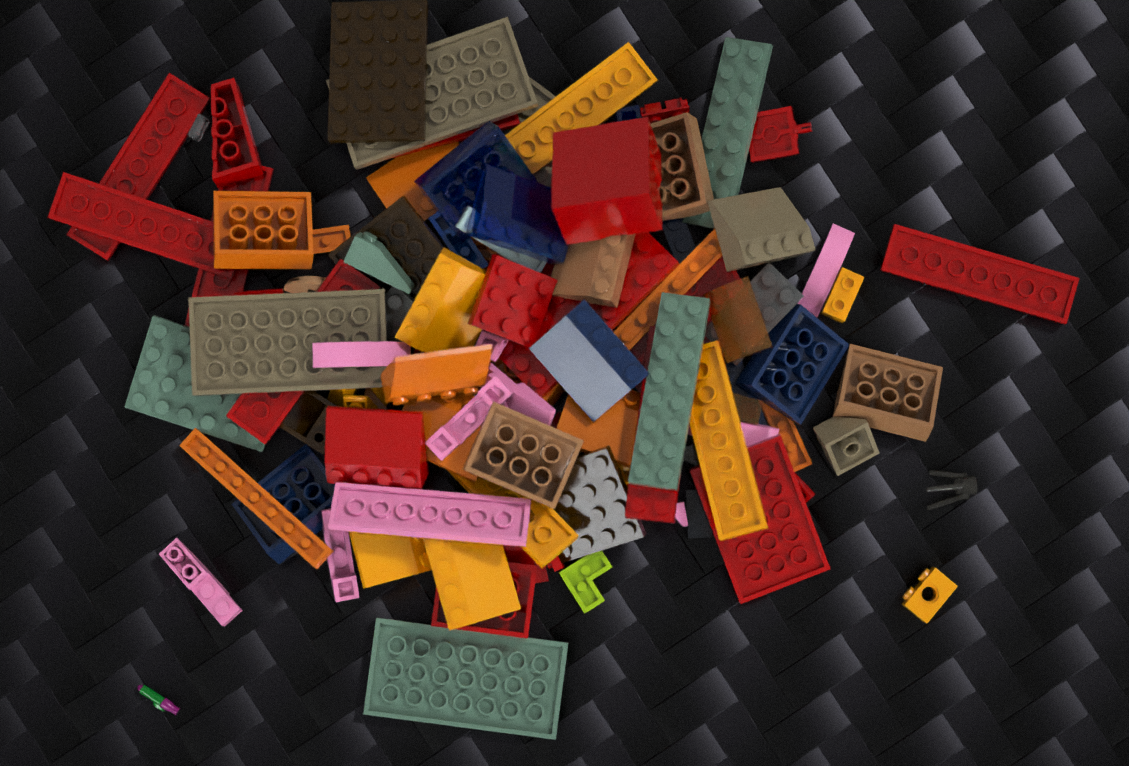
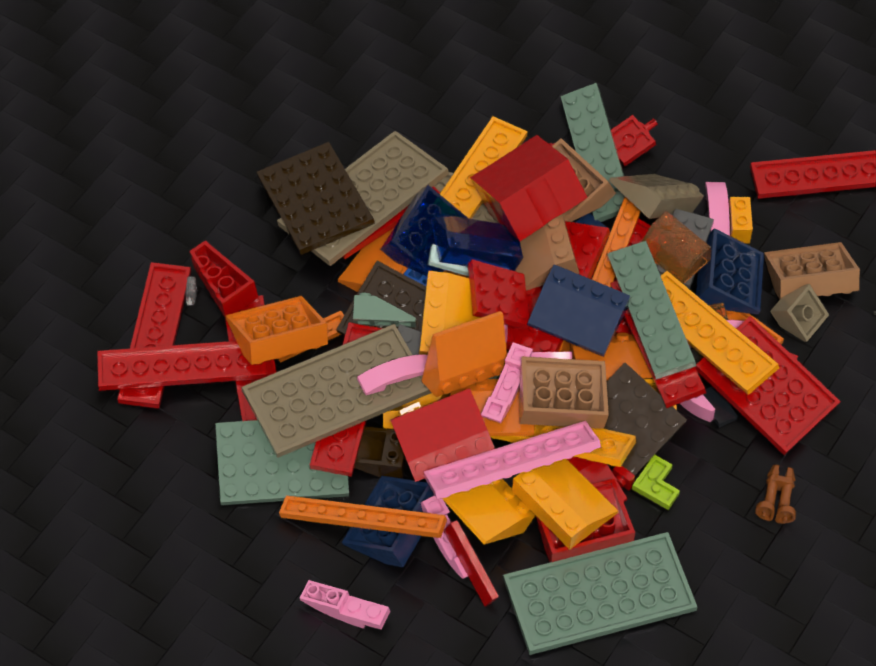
camera: 25 degrees left, 30 degrees down
(346, 595) = (471, 563): none -> red tile
(702, 669) = (785, 484): none -> dark orange piece

